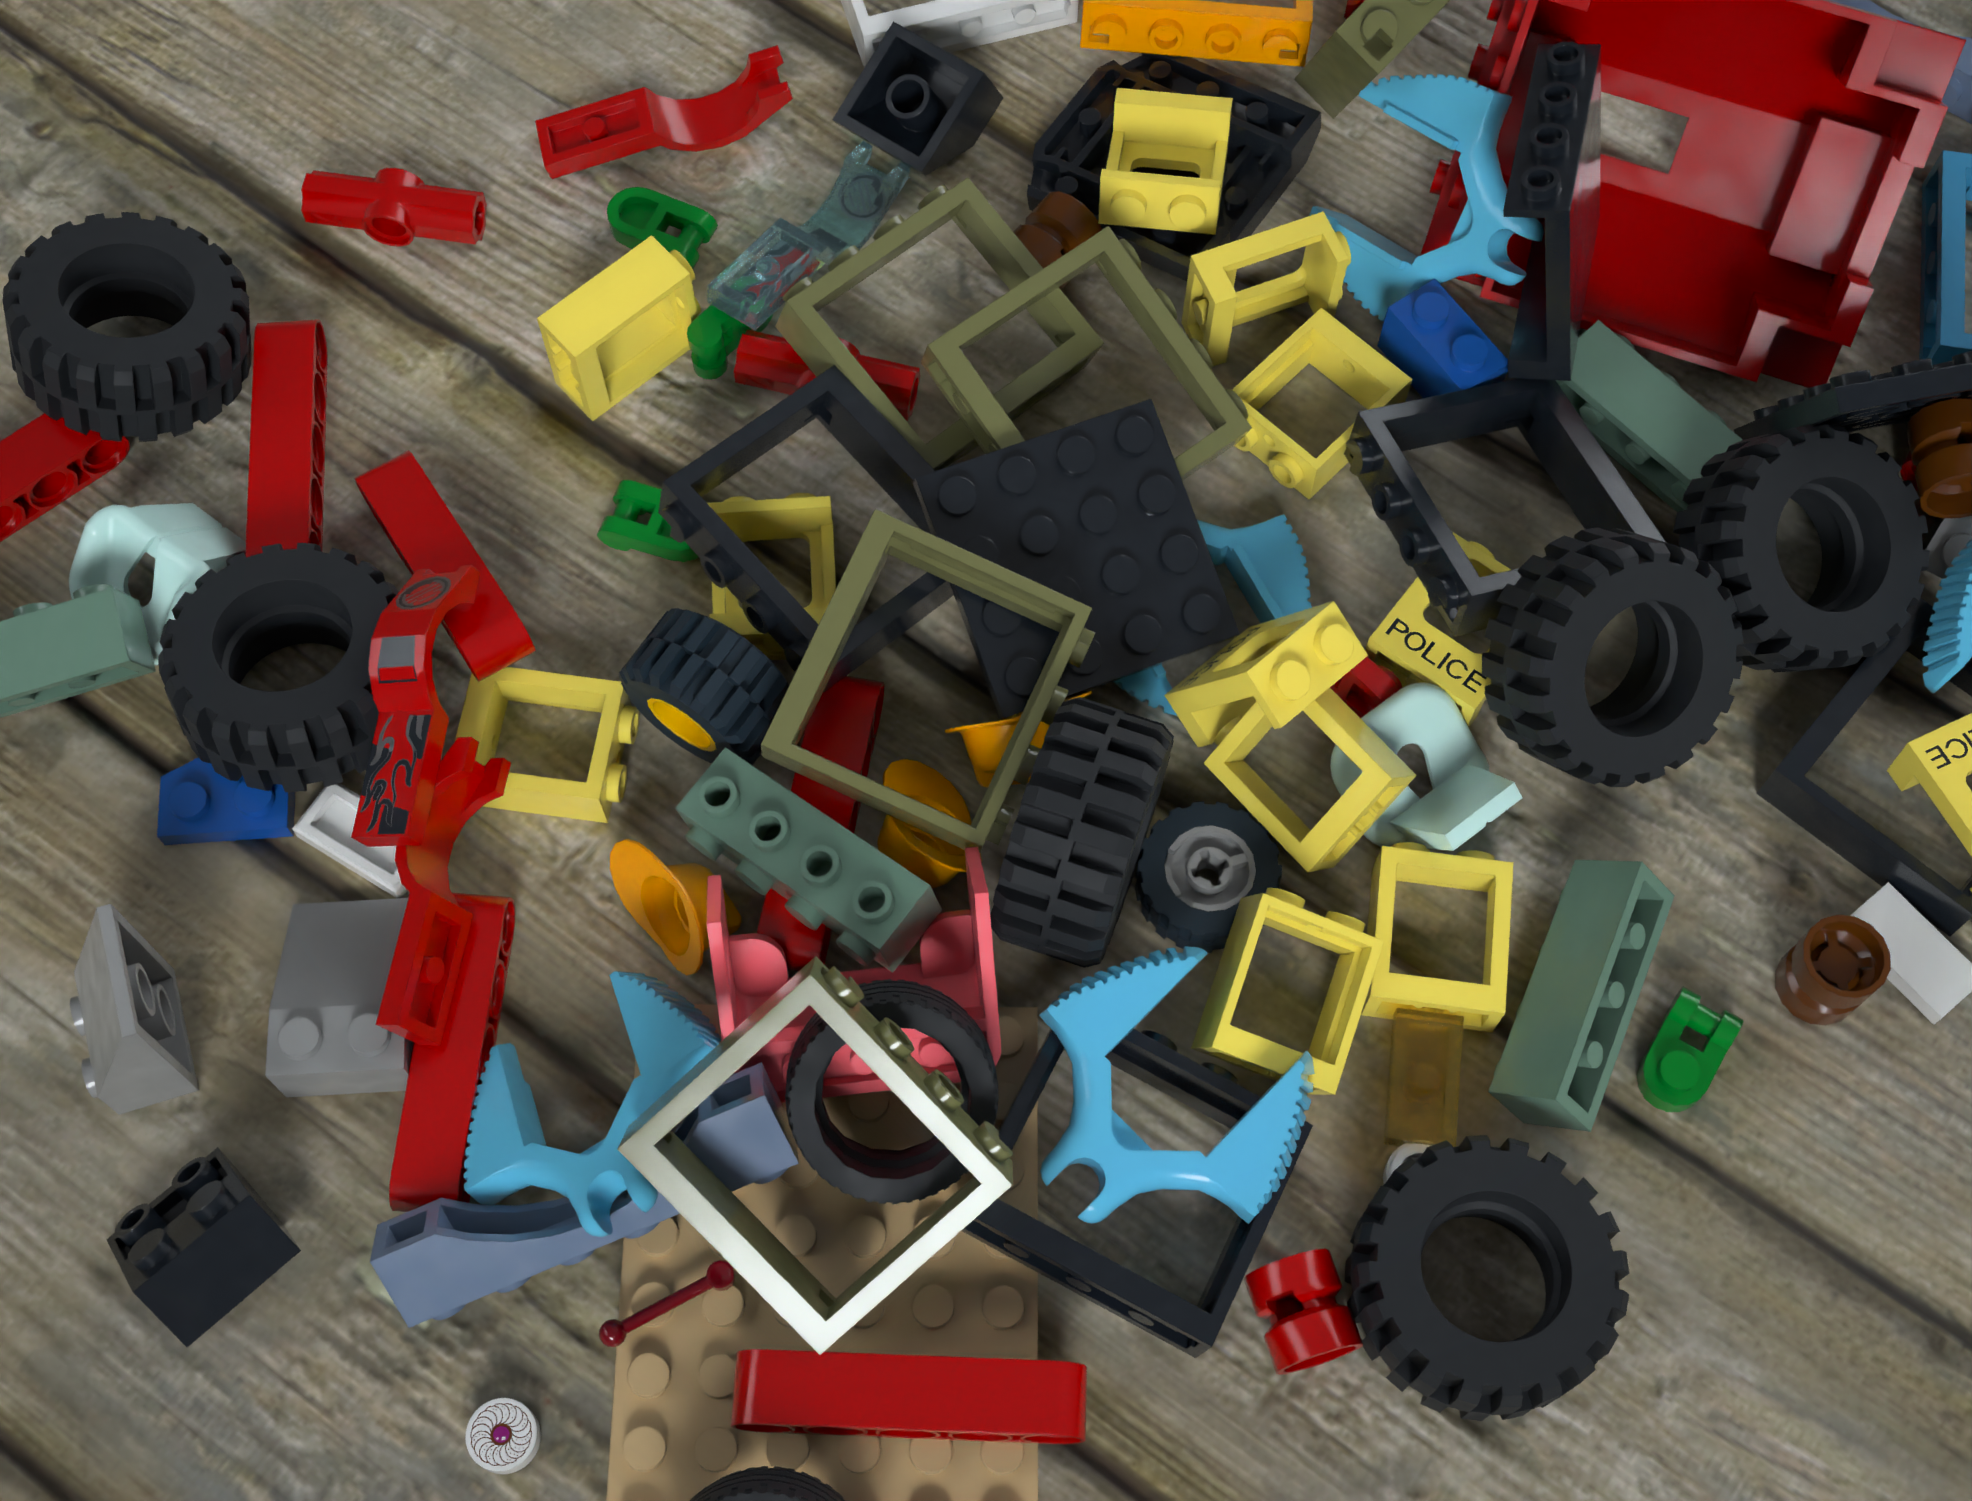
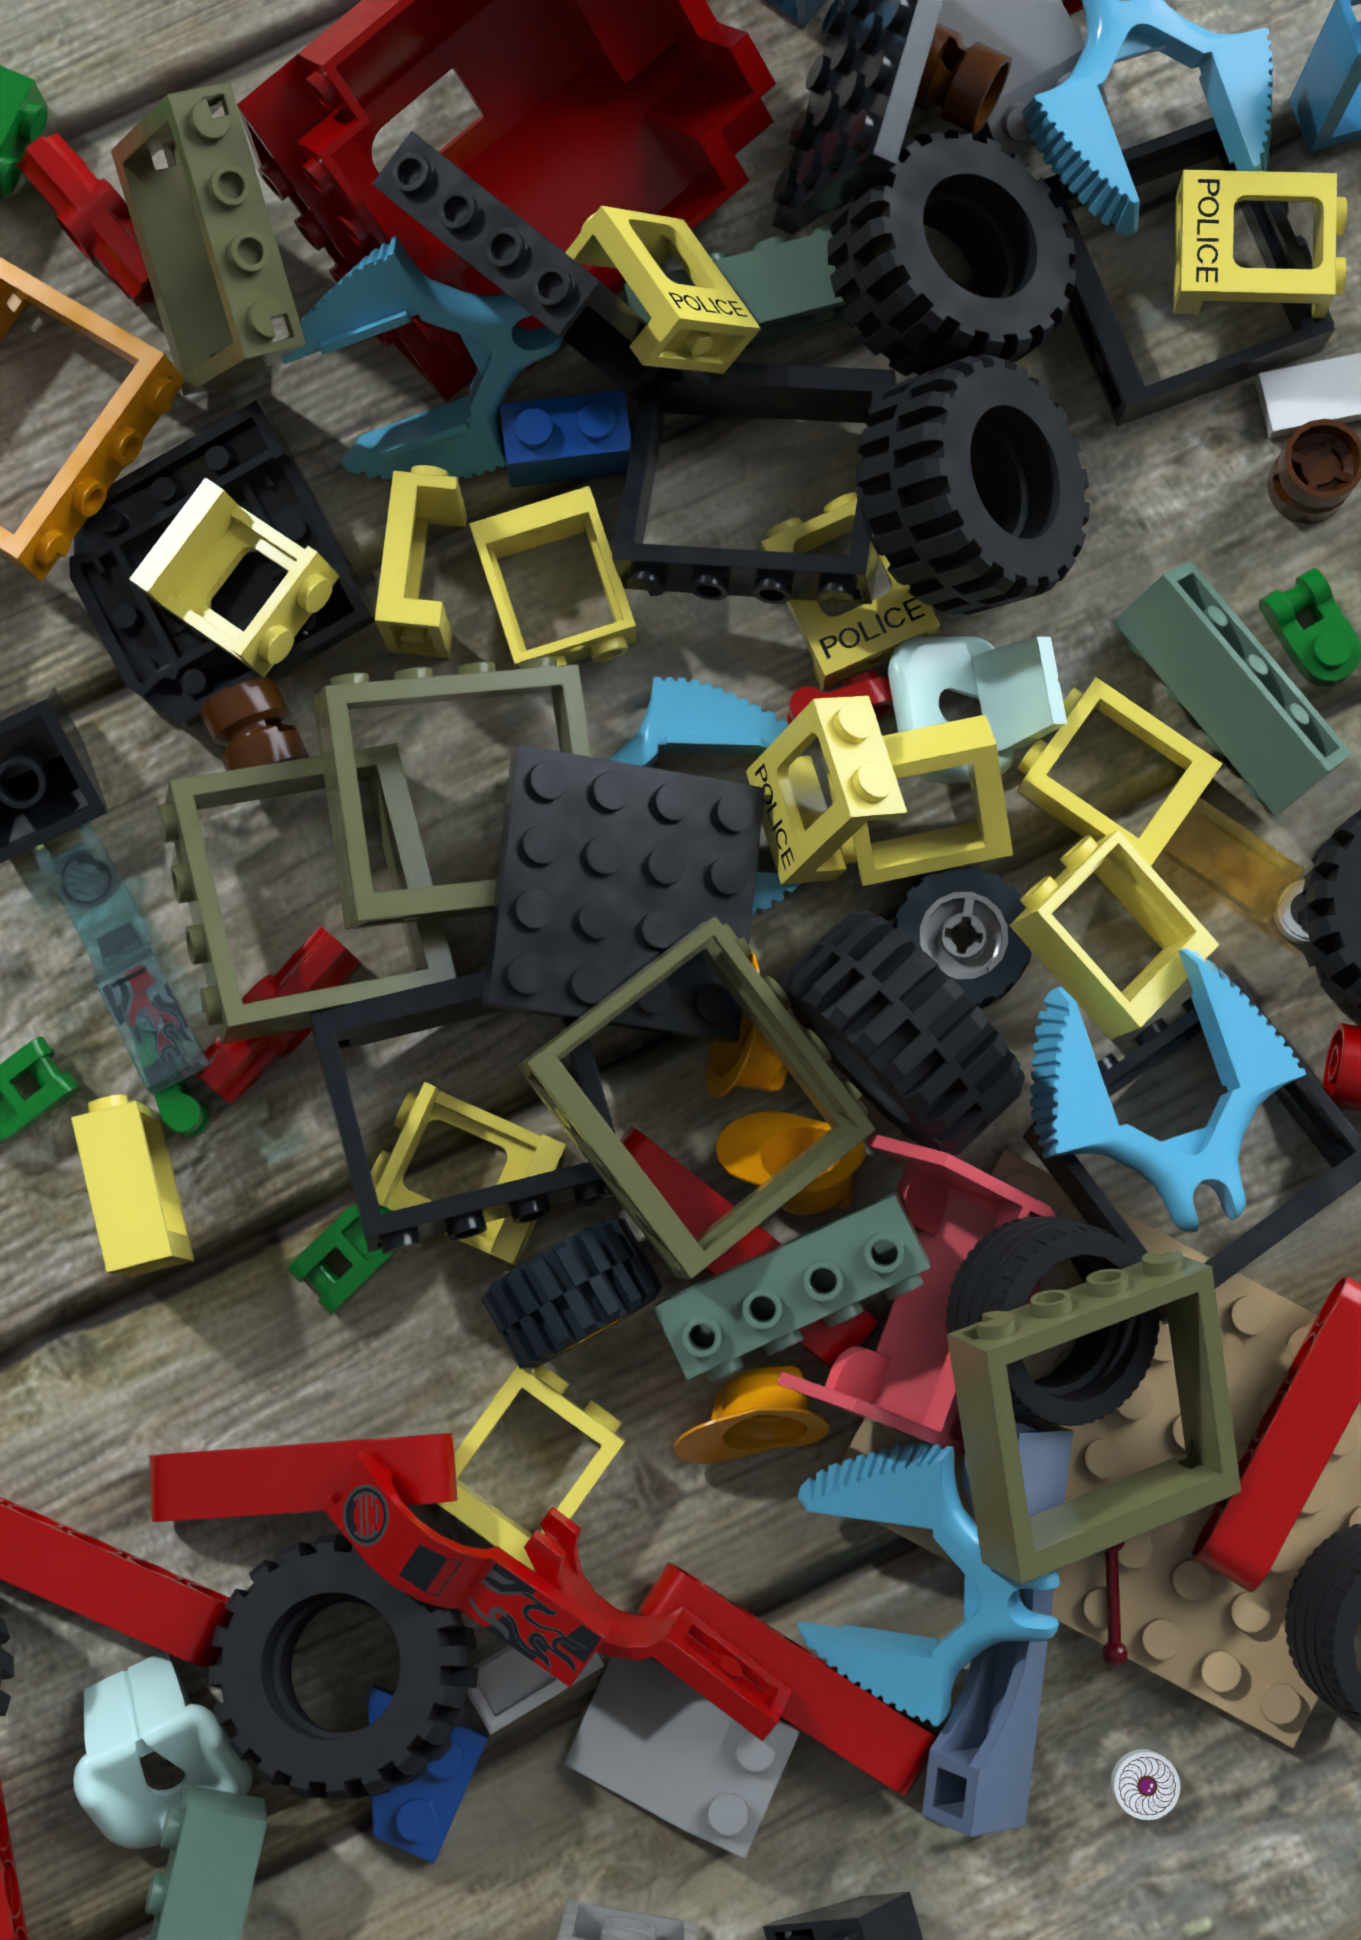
camera: 60 degrees left, 15 degrees up
(1590, 345) = (690, 325): none -> light yellow window

